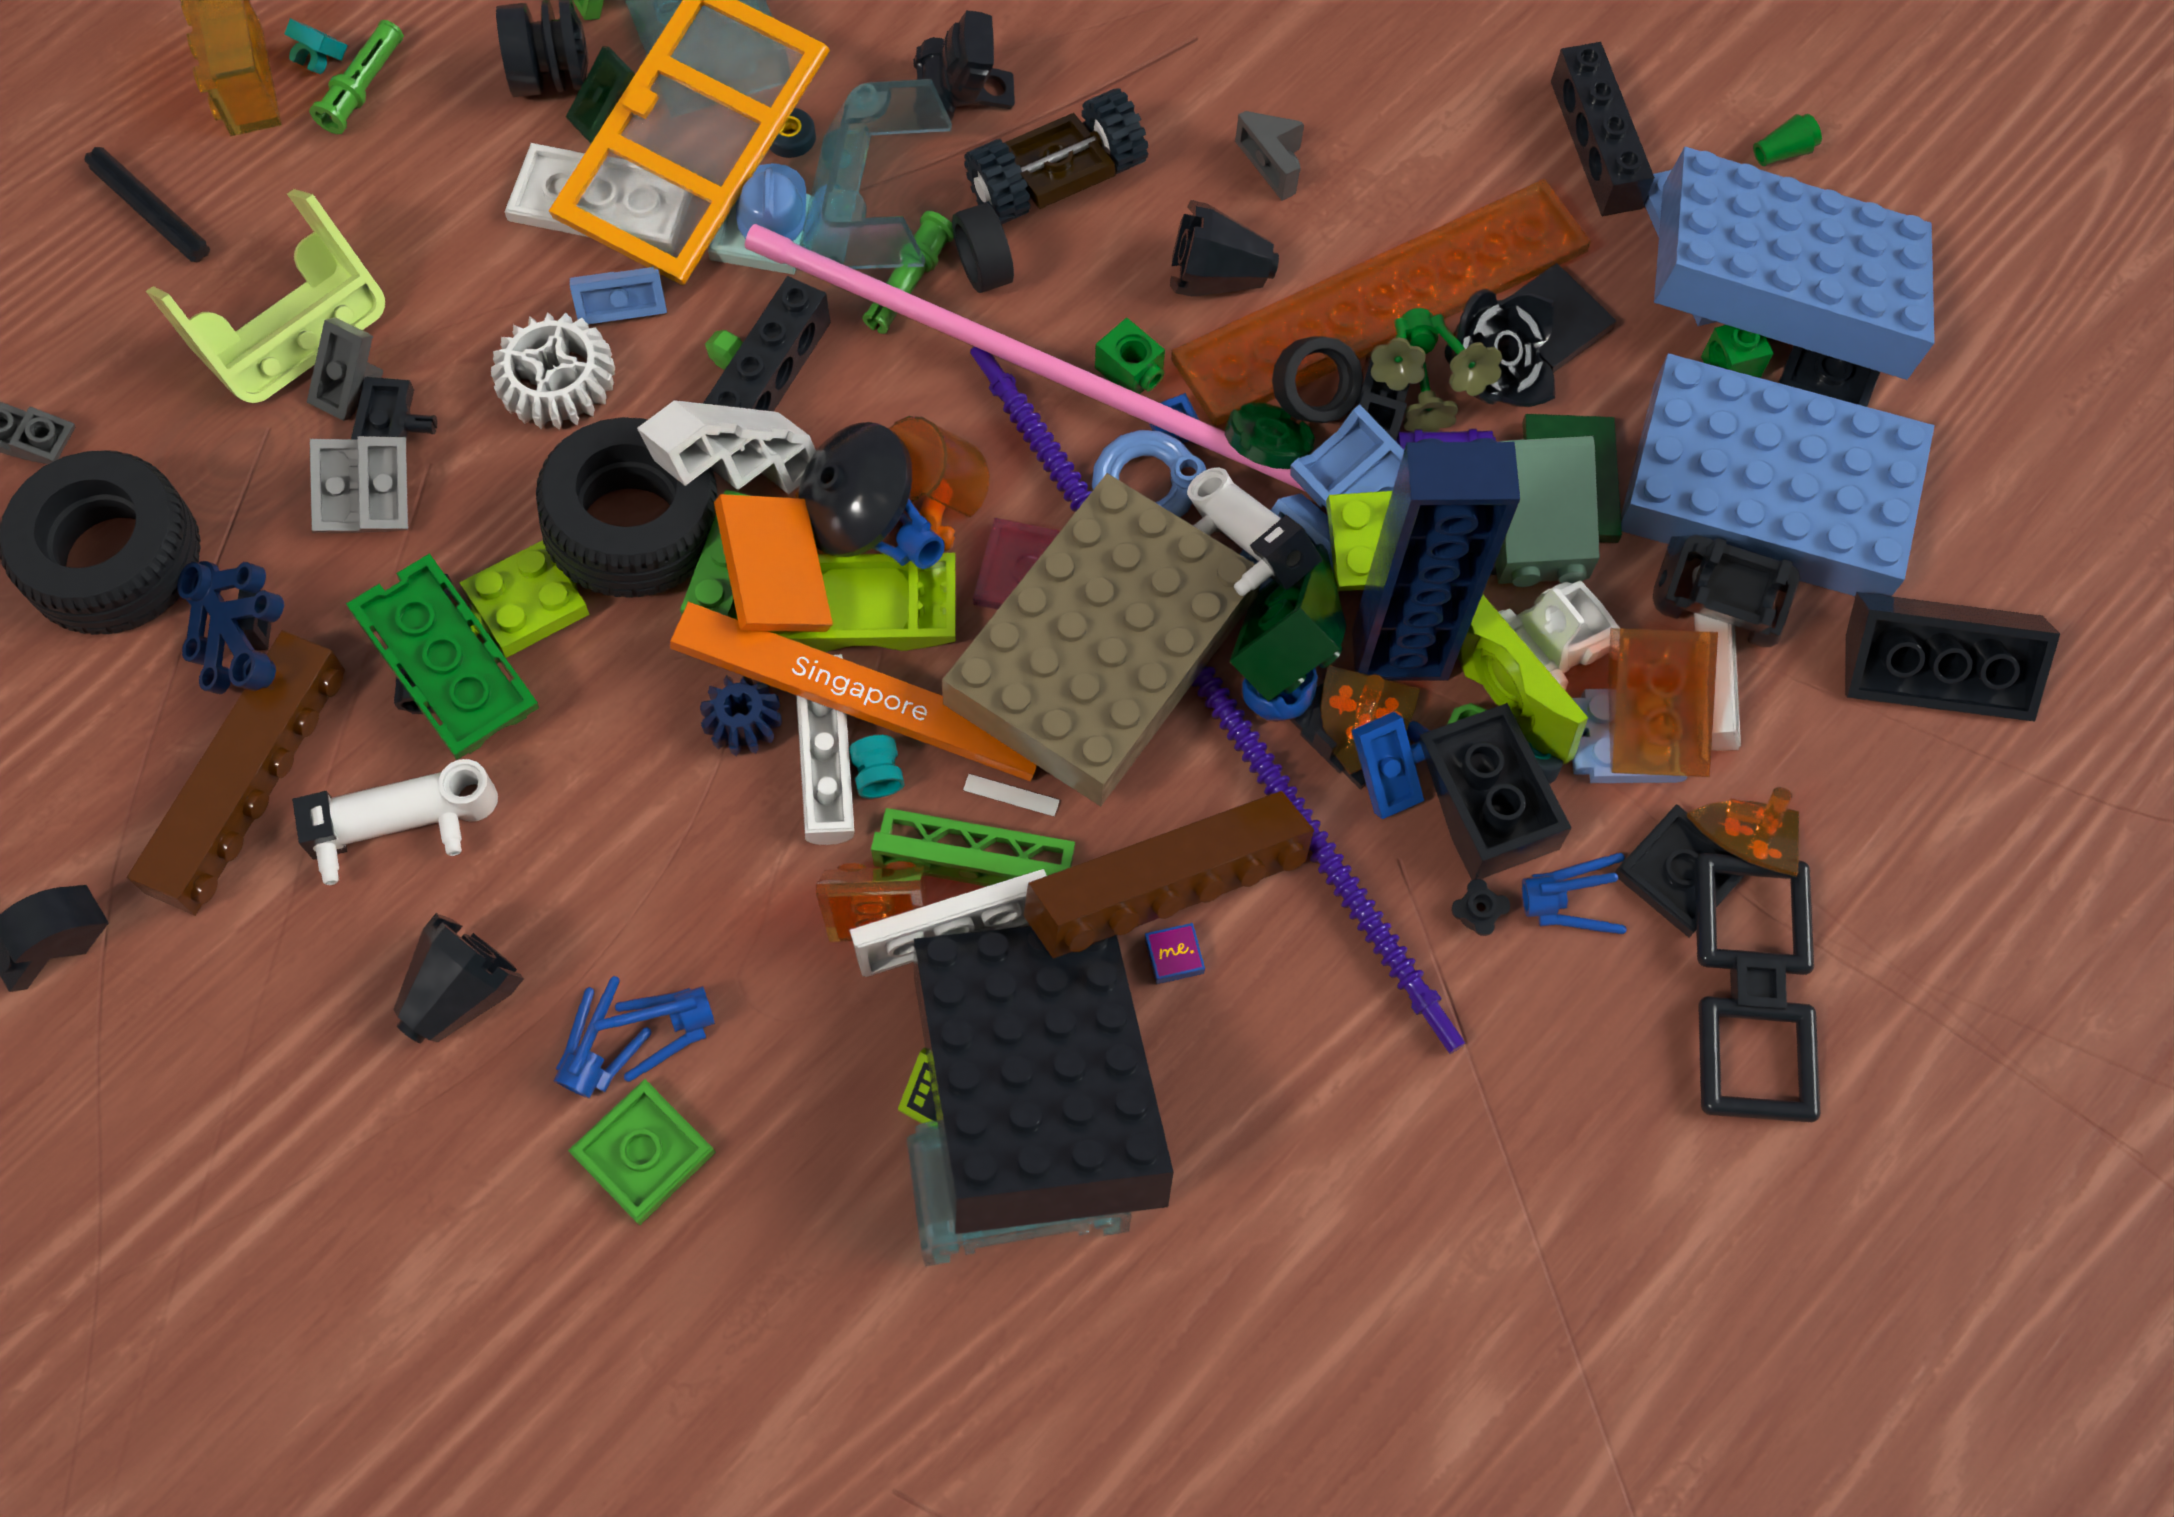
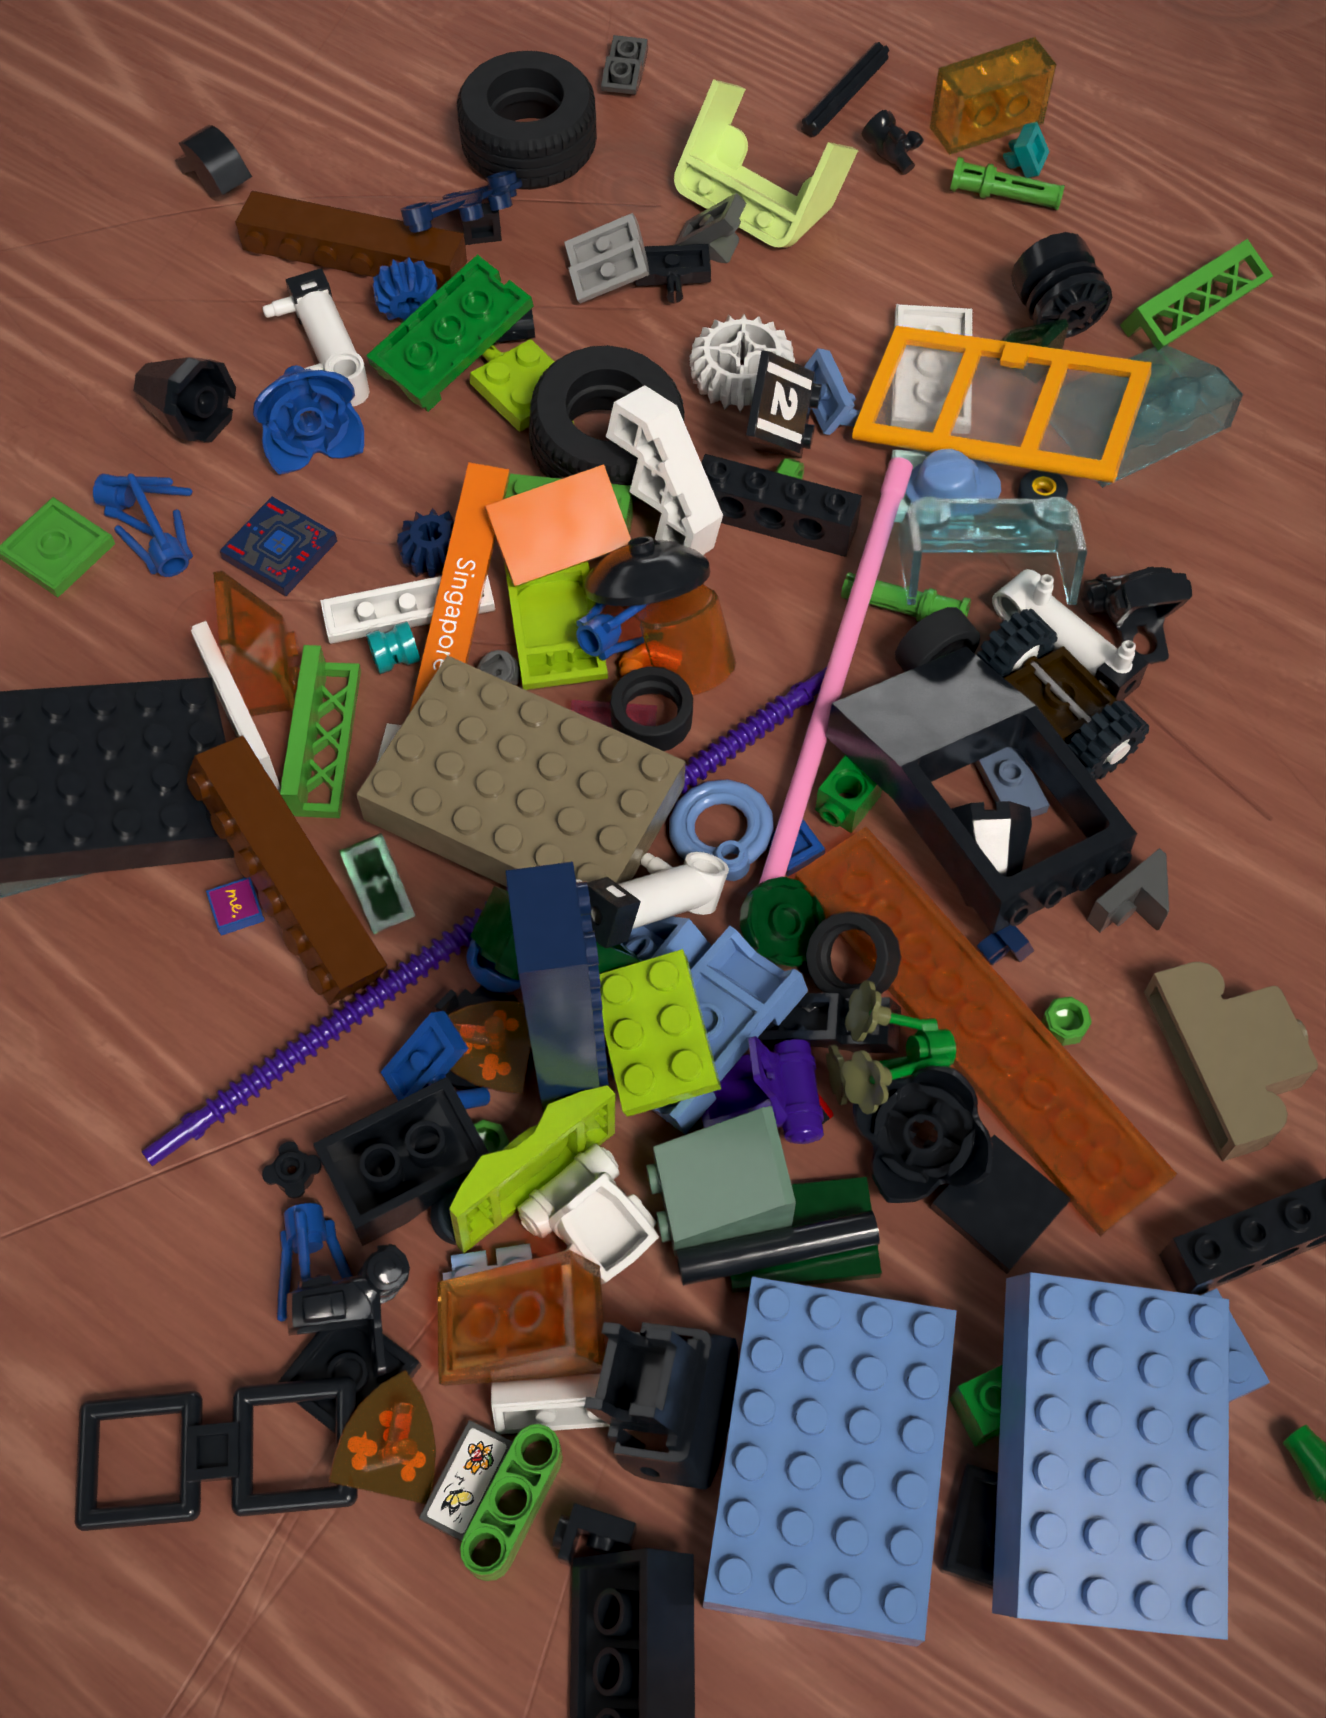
camera: 85 degrees right, 5 degrees down
(257, 172) = (891, 141): none -> black piece
(351, 707) = (403, 288): none -> blue gear
(529, 822) = (329, 429): none -> blue brick
(654, 332) = (782, 406): none -> black slope
(699, 888) = (278, 546): none -> dark blue tile
(925, 664) = (501, 665): none -> dark grey tile
(937, 166) = (1114, 668): none -> white piece
(1008, 483) = (653, 681): none -> black tyre
(1090, 276) = (948, 718): none -> black window
(1128, 228) = (1012, 780): none -> sand blue plate
(1174, 800) = (376, 883): none -> clear green slope
(1305, 261) = (1000, 943): none -> dark blue tile
(1388, 230) = (1067, 1020): none -> bright green tile
(1436, 115) = (1232, 1053): none -> dark tan brick
(1584, 421) = (777, 1247): none -> black piece
(1636, 838) = (351, 1302): none -> black piece
(1771, 765) = (465, 1480): none -> tile
(1829, 678) = (603, 1531): none -> black bracket
(1831, 733) = (519, 1475): none -> bright green beam

